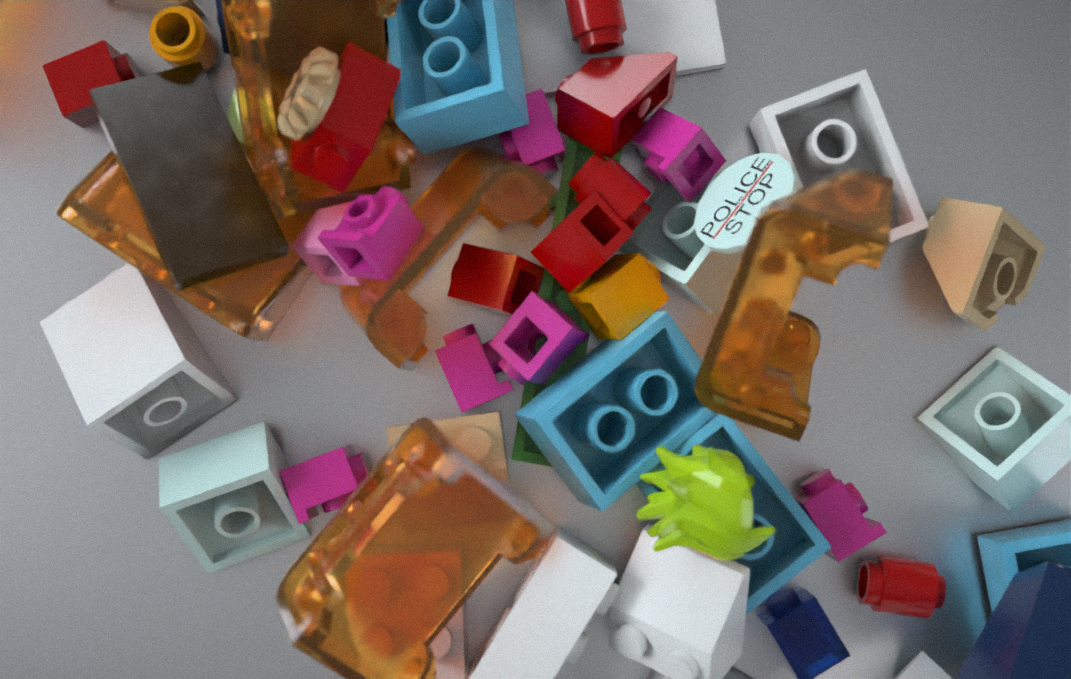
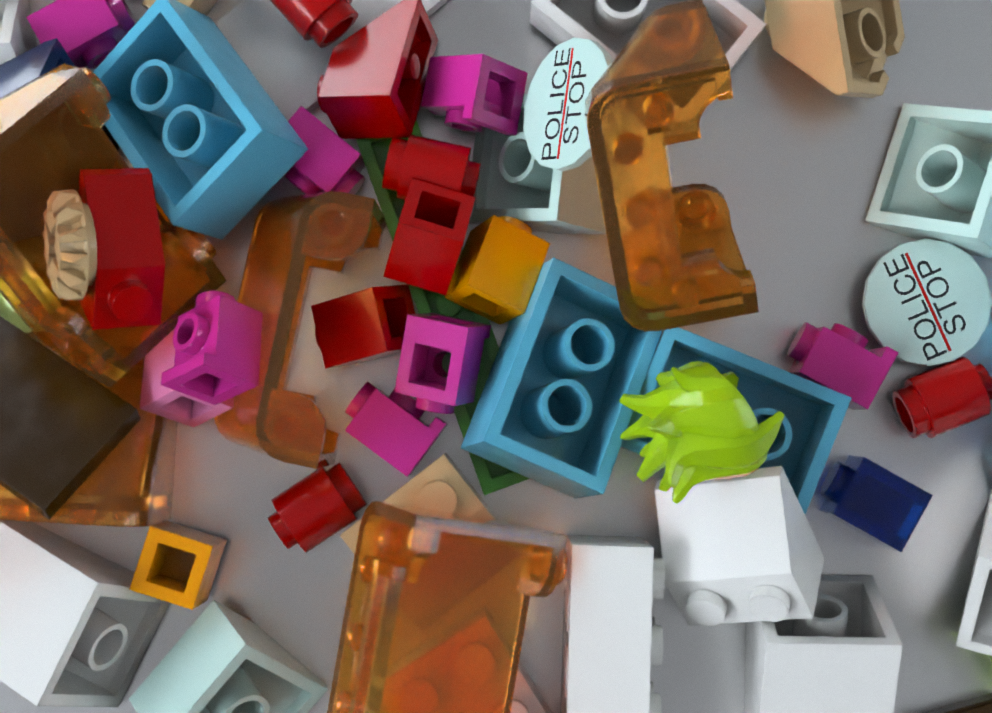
camera: 30 degrees left, 0 degrees up
(252, 379) = (178, 564): none -> light orange brick
(324, 481) = (307, 624): dark pink brick -> none
(379, 396) = (316, 508): none -> red brick
(929, 506) = (927, 302): none -> light aqua piece

